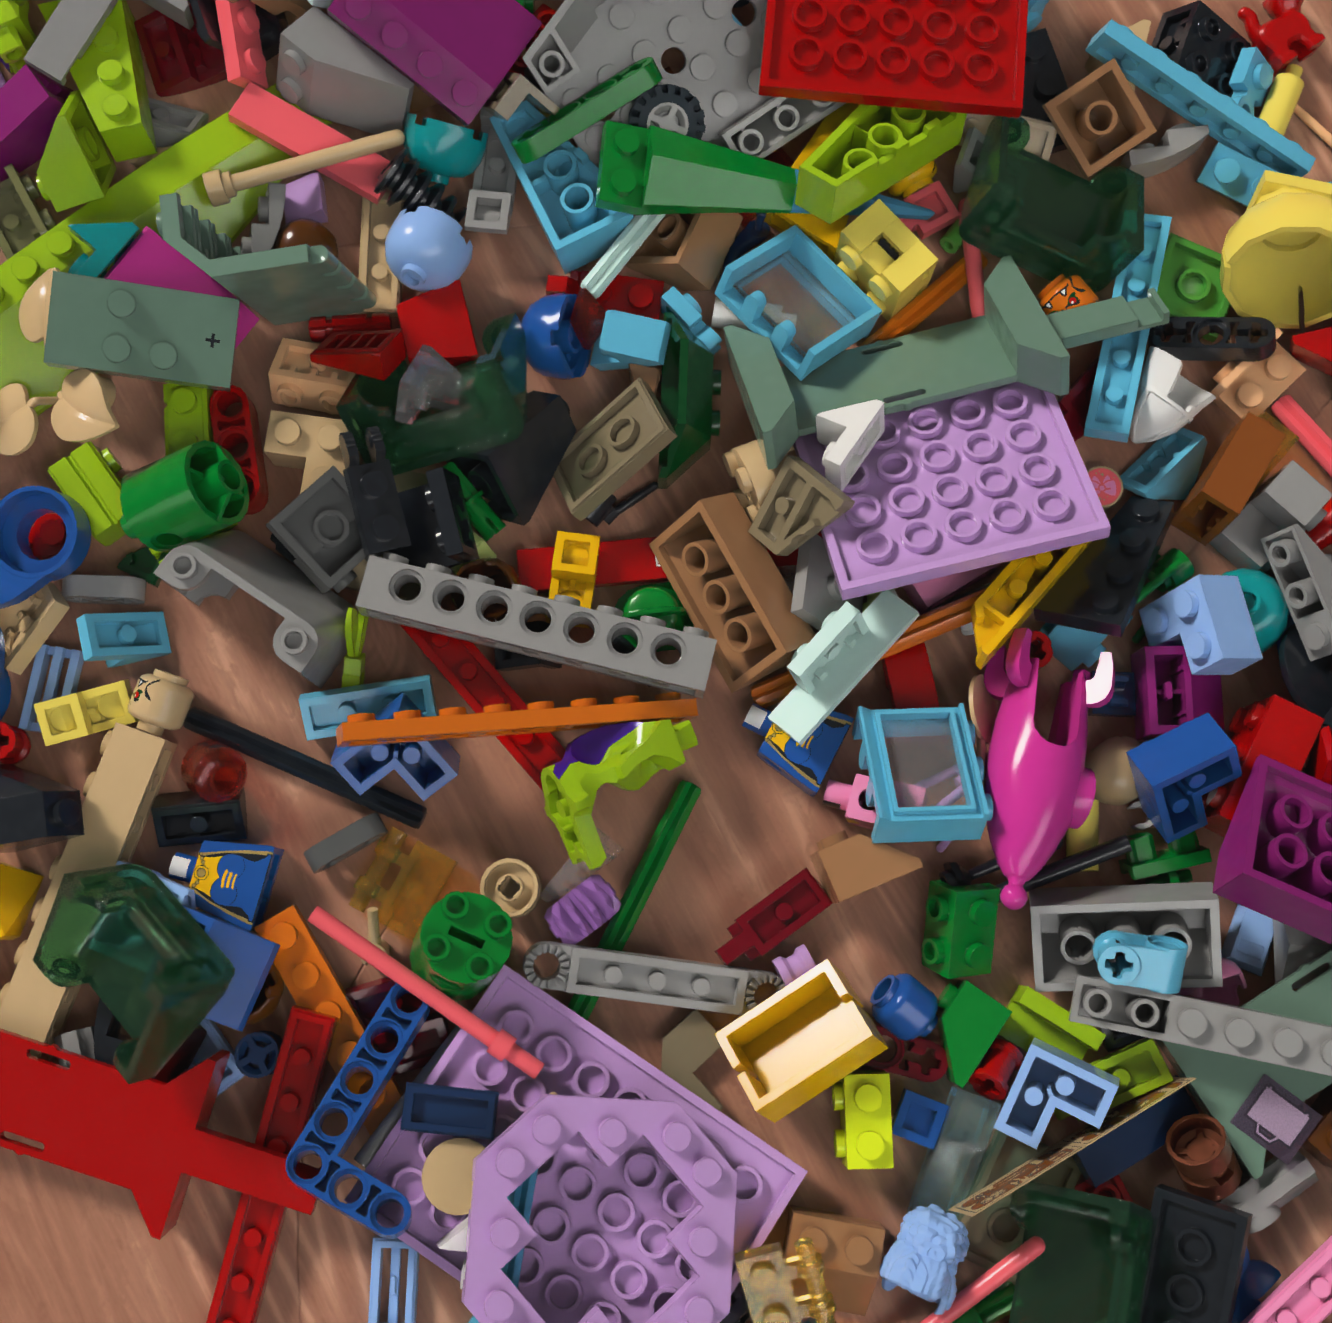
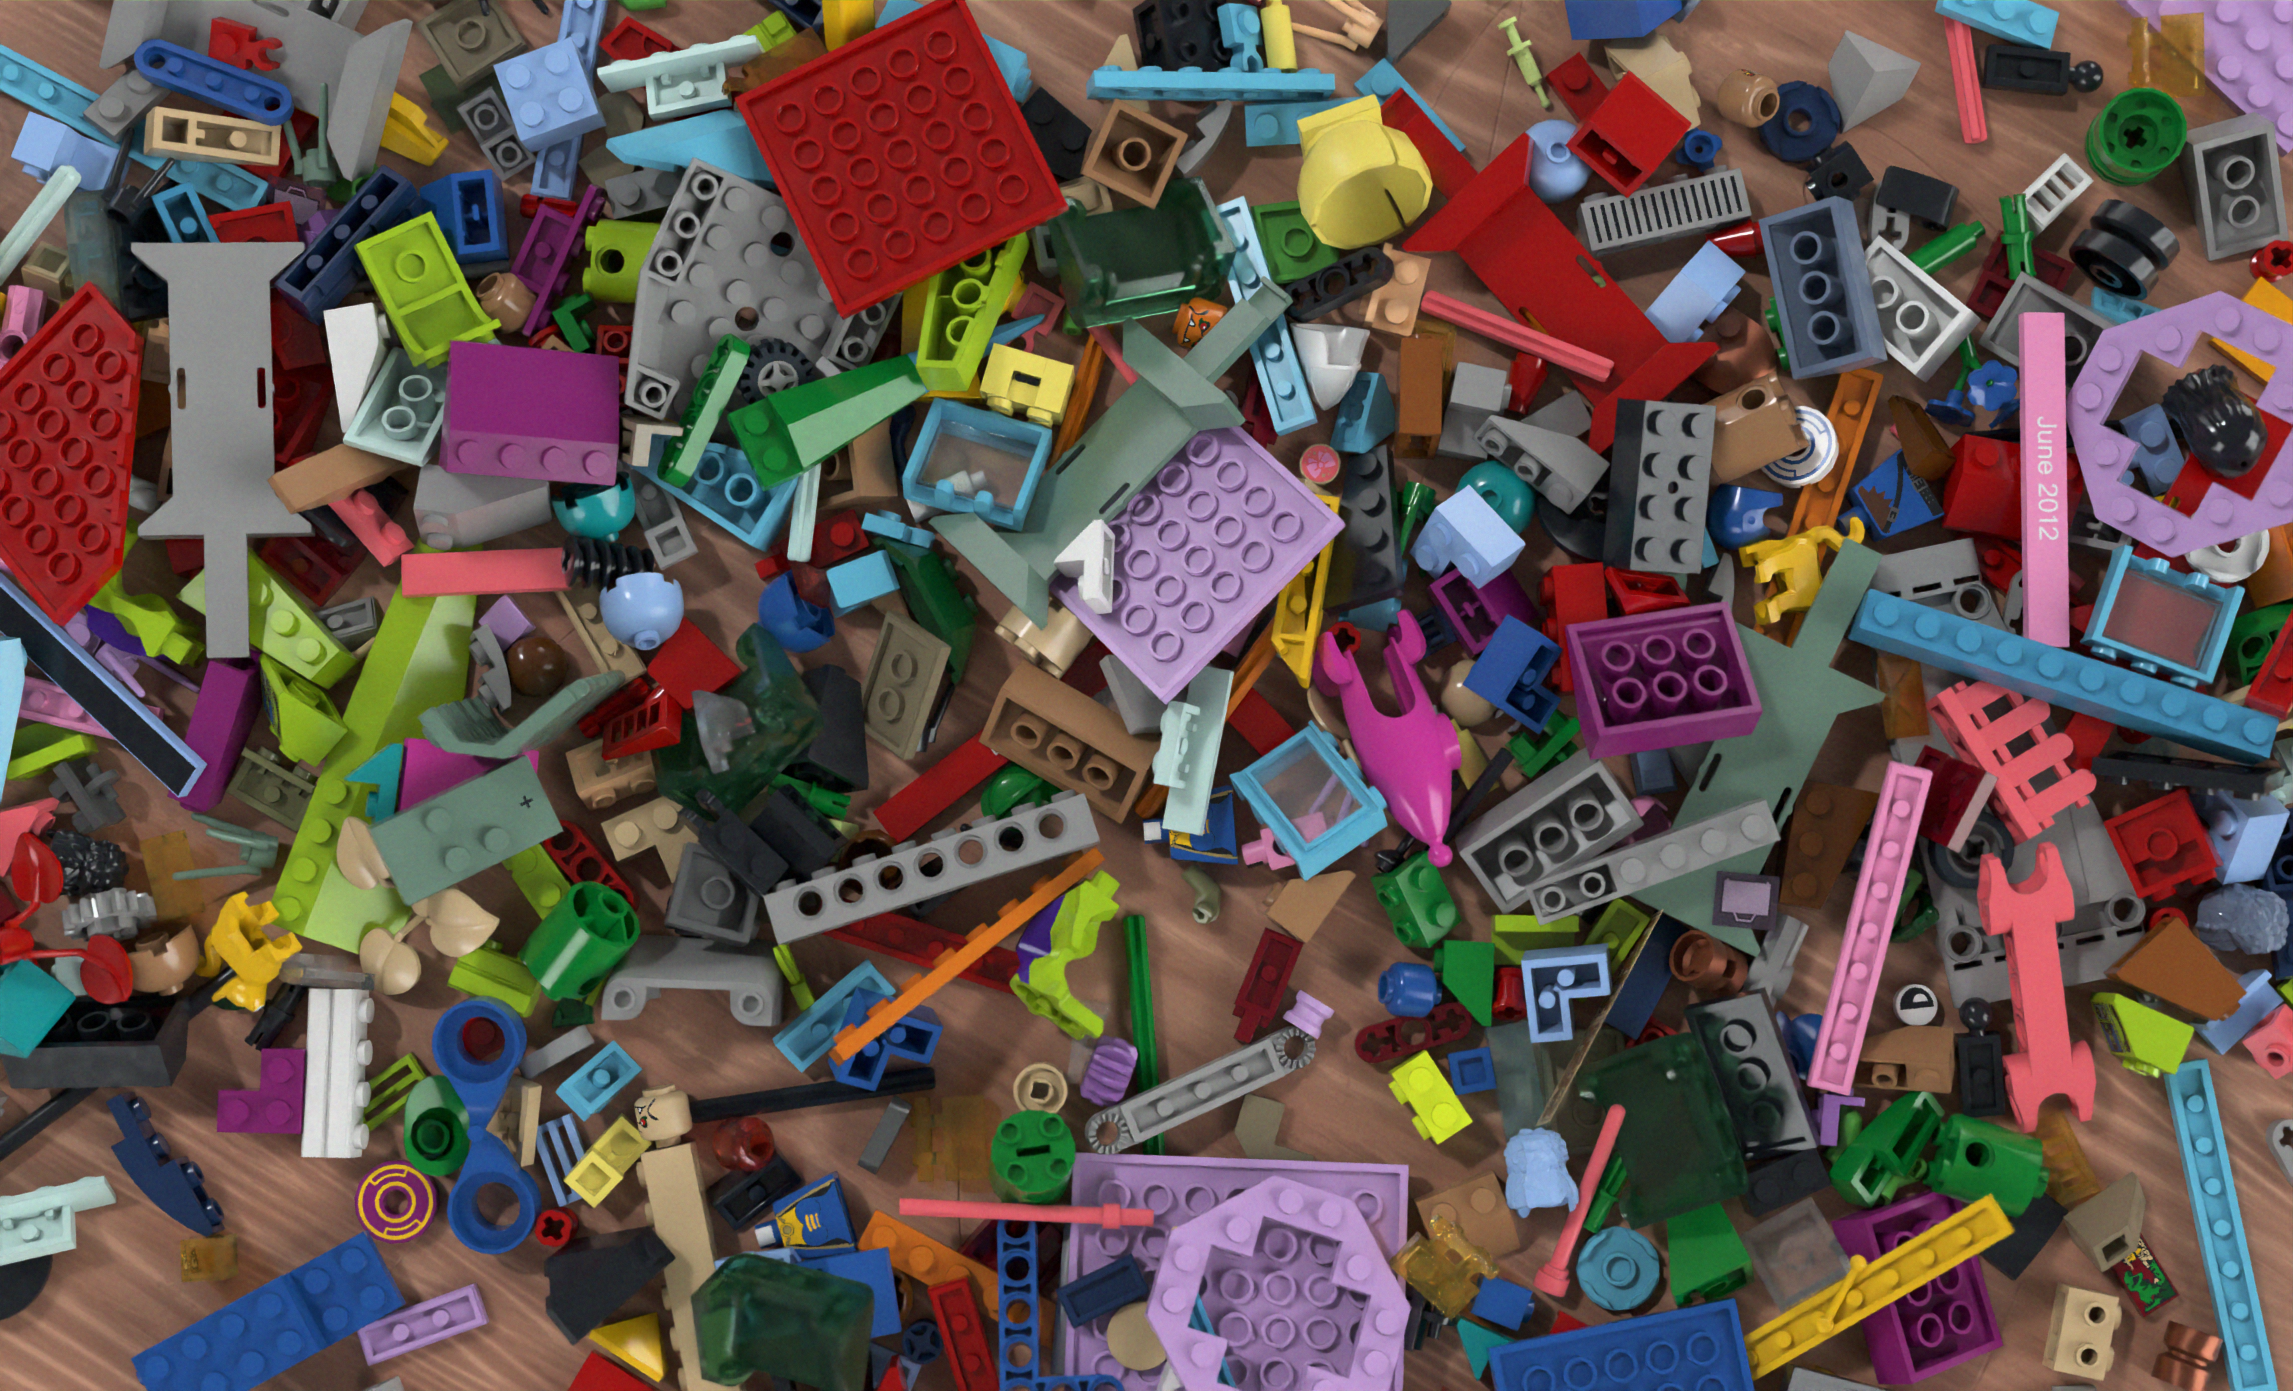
camera: 25 degrees left, 5 degrees up
(223, 186) = (439, 657): tan piece -> none
(373, 932) = (954, 1192): tan hand -> none
(574, 568) = (931, 801): yellow slope -> none
(769, 806) = (1207, 894): none -> olive arm
(797, 507) = (1083, 647): dark tan wing -> none
(800, 1041) = (1342, 1068): yellow piece -> none
(1147, 962) = (1571, 842): medium azure piece -> none

